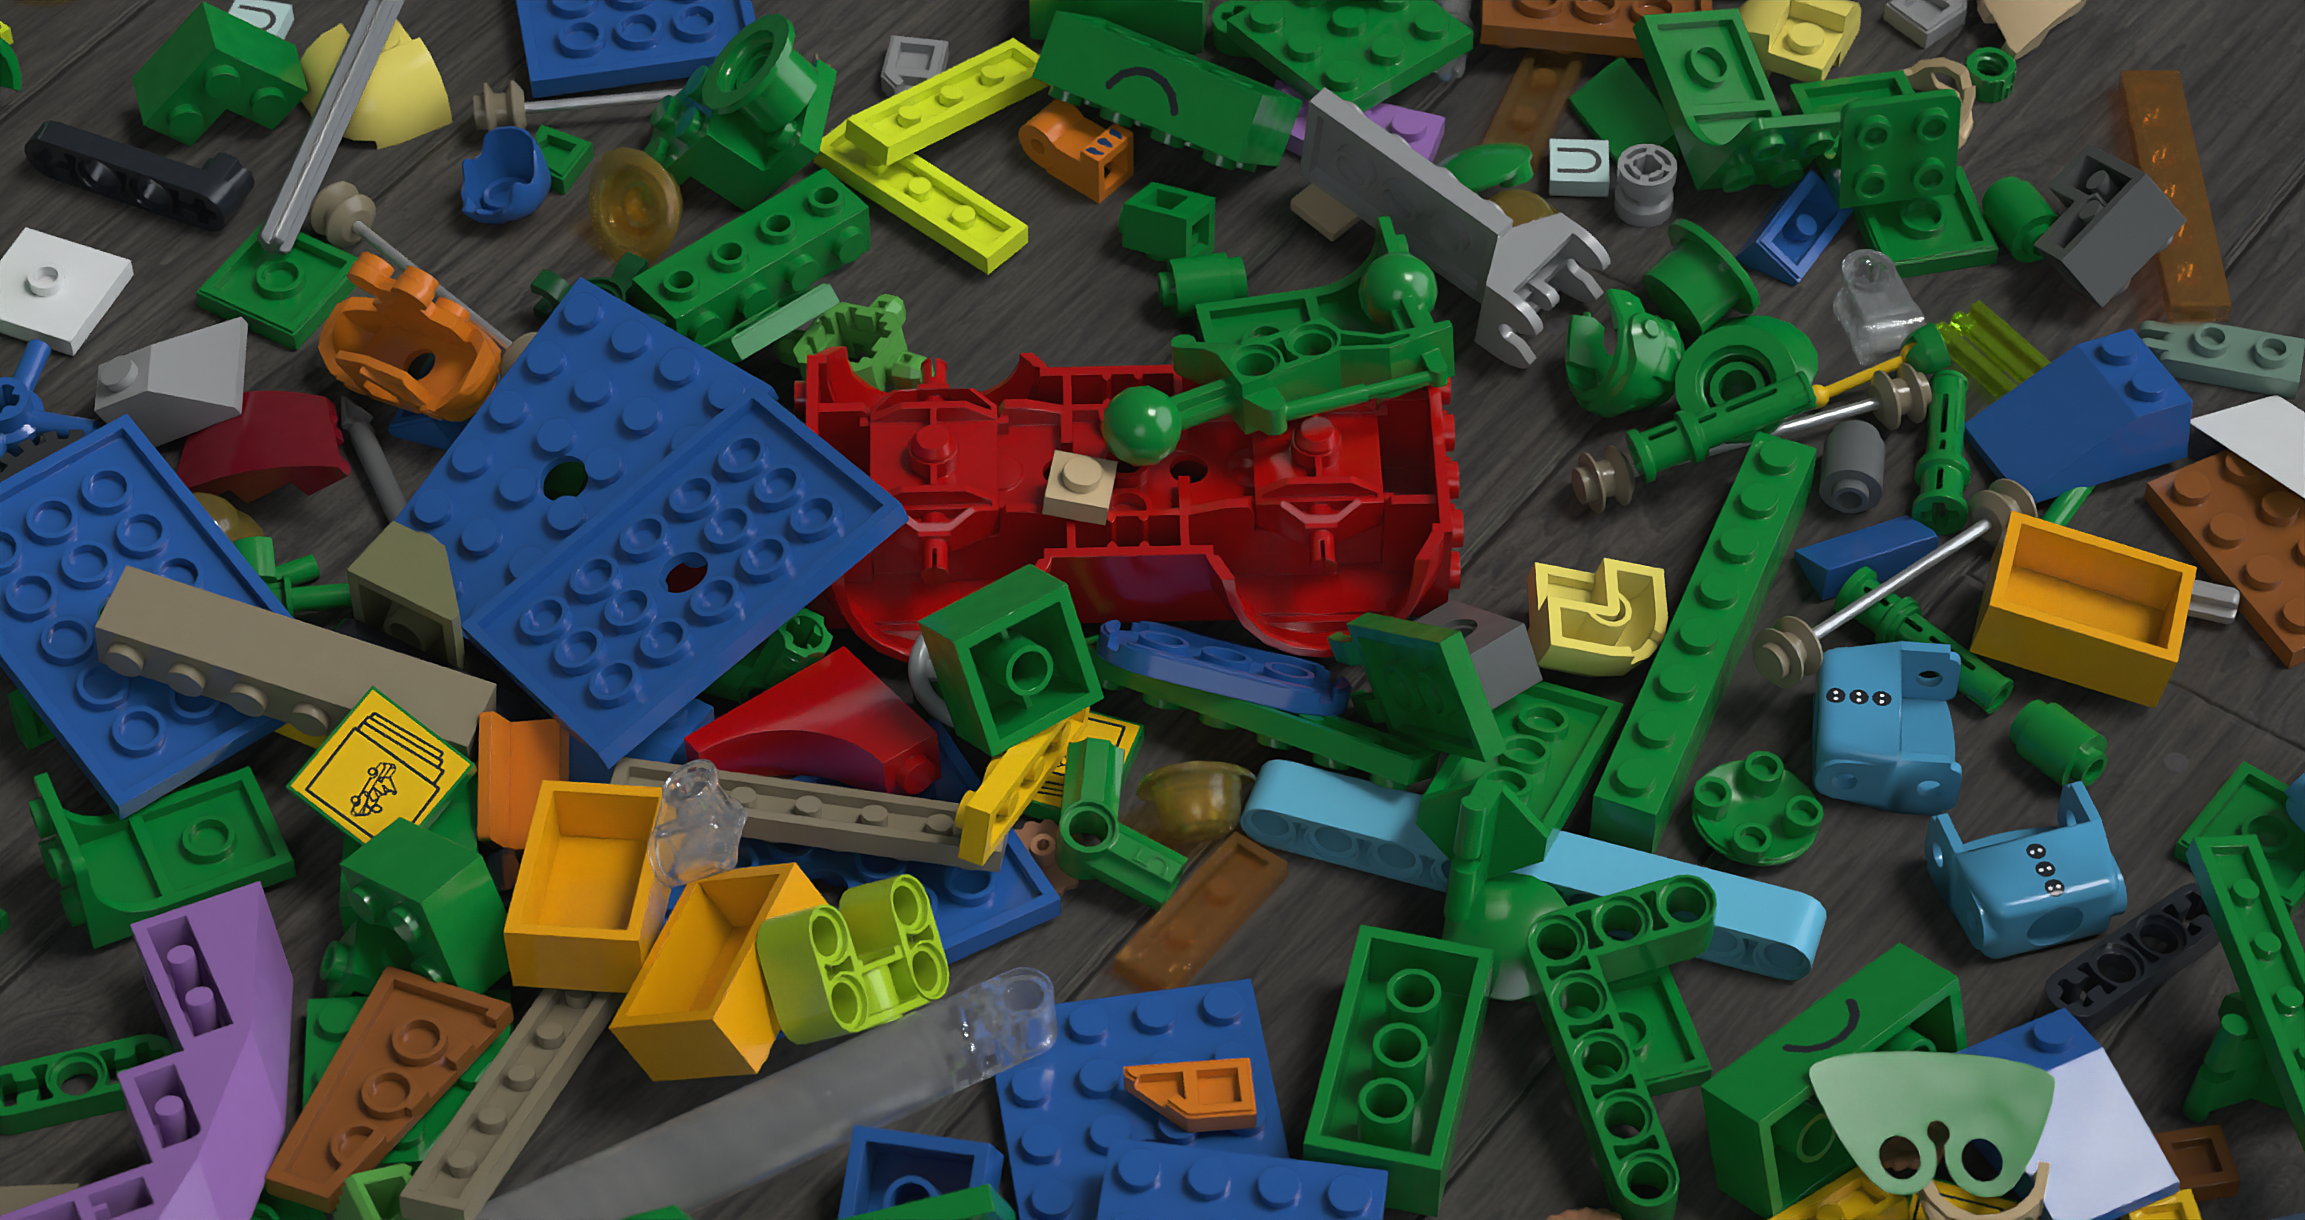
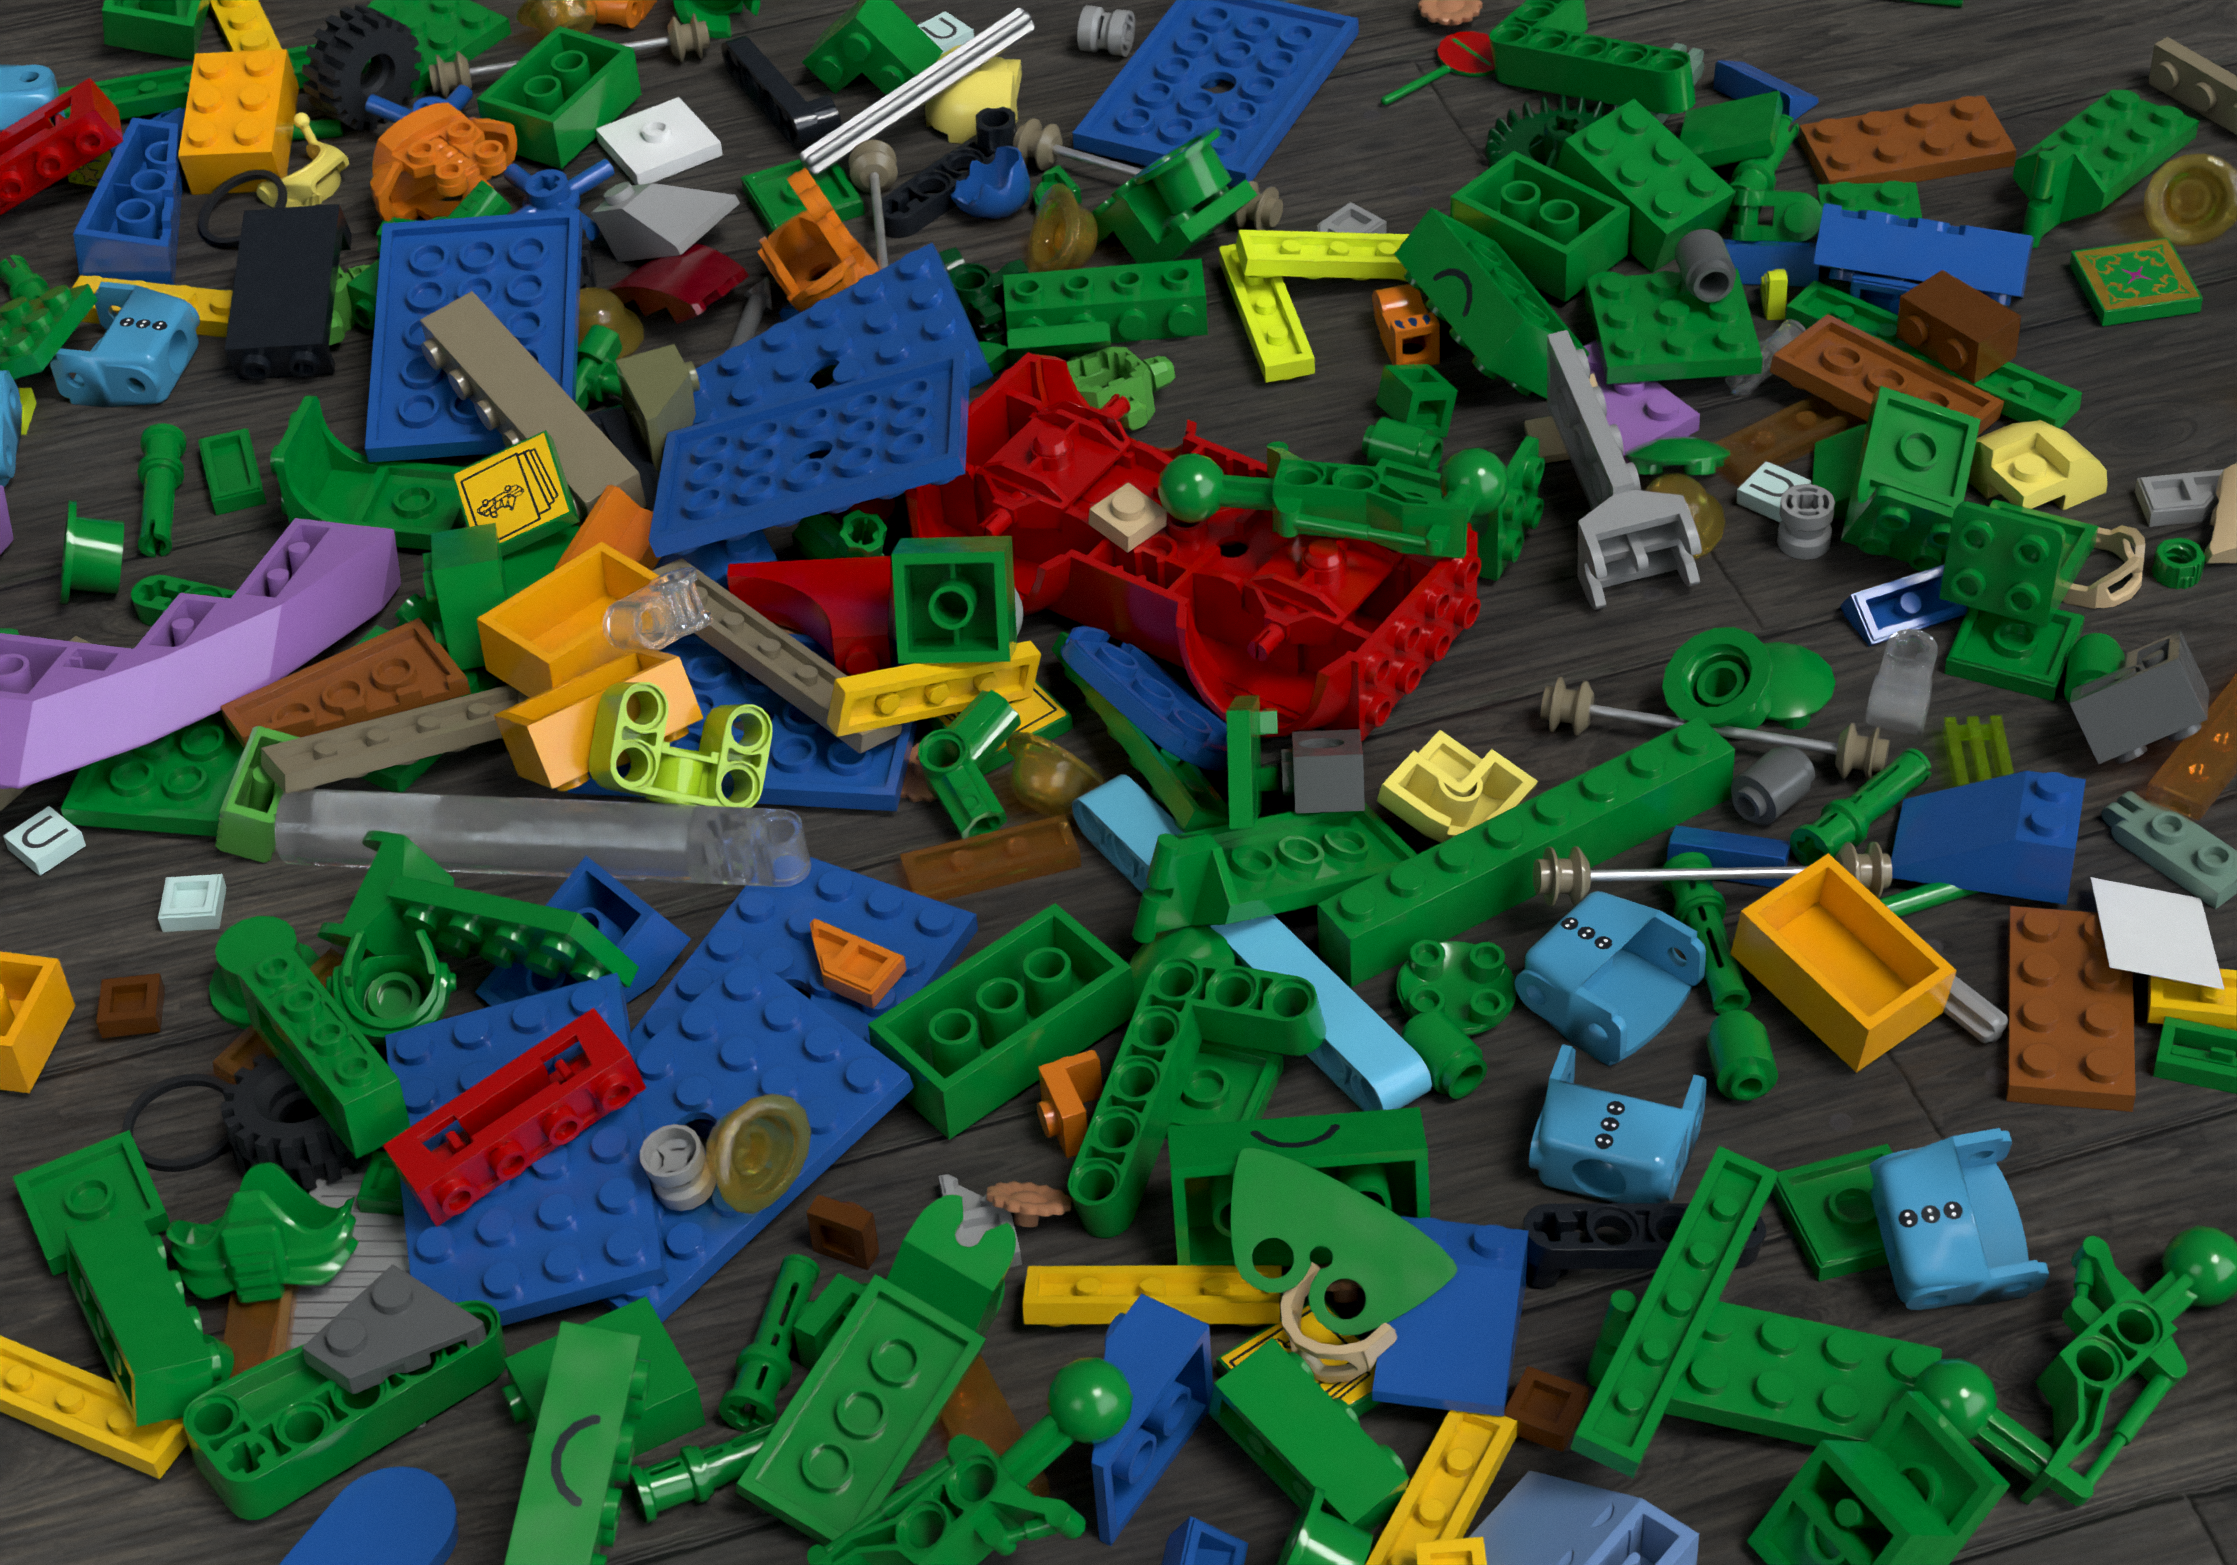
camera: 40 degrees right, 5 degrees down
(445, 116) = (910, 210): none -> black beam
(1522, 1122) = (1063, 1091): none -> orange bracket
(1638, 372) = (1654, 623): green helmet -> none
(1693, 435) = (1646, 697): green pin -> none
(1698, 280) = (1767, 599): green piece -> none
(1814, 874) = (1447, 1052): none -> green brick
(1921, 349) = (1906, 727): hinge -> none

